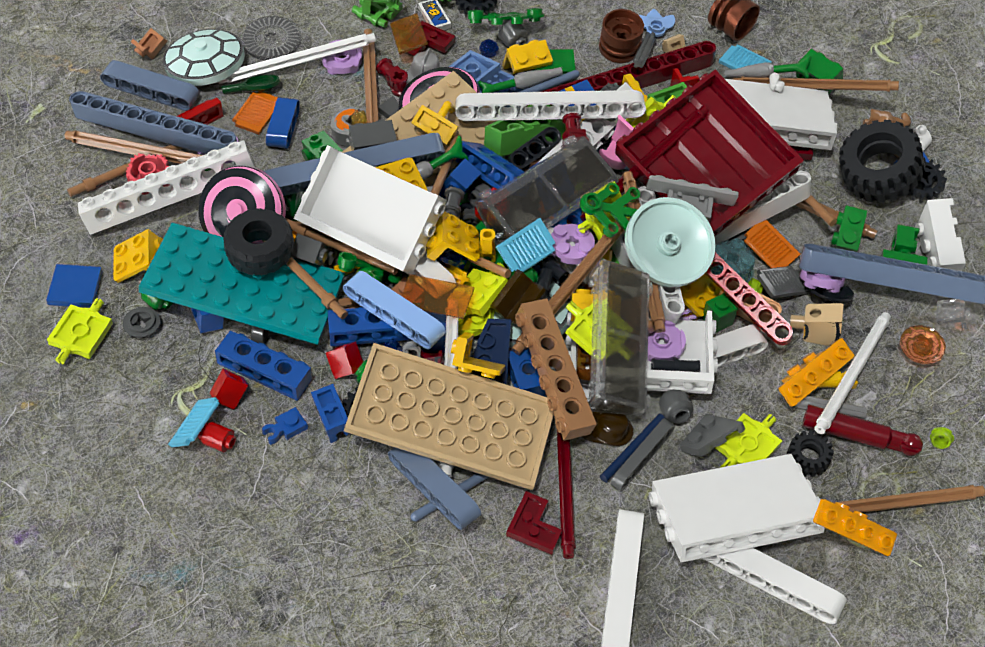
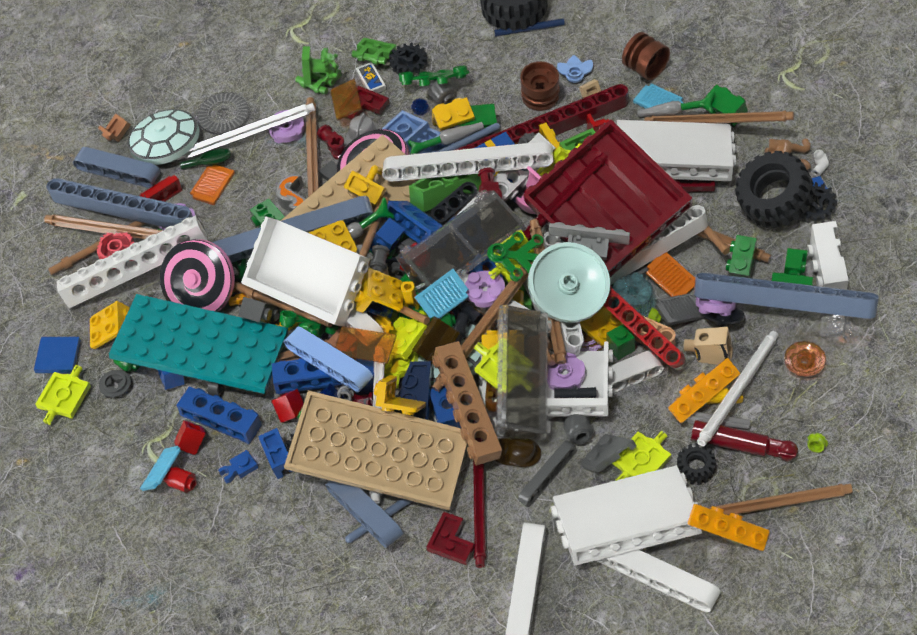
camera: 10 degrees right, 0 degrees up
(263, 257) = (214, 320): black tyre -> none
(282, 123) = (234, 193): blue beam -> none
(328, 299) = (271, 353): medium nougat bar -> none
(359, 117) = (300, 185): clear yellow plate -> none
(371, 134) = (307, 201): dark grey brick -> none
(621, 459) = (516, 492): dark blue bar -> none
(644, 50) = (560, 98): dark grey axle -> none
(776, 83) = (680, 120): white arm -> none

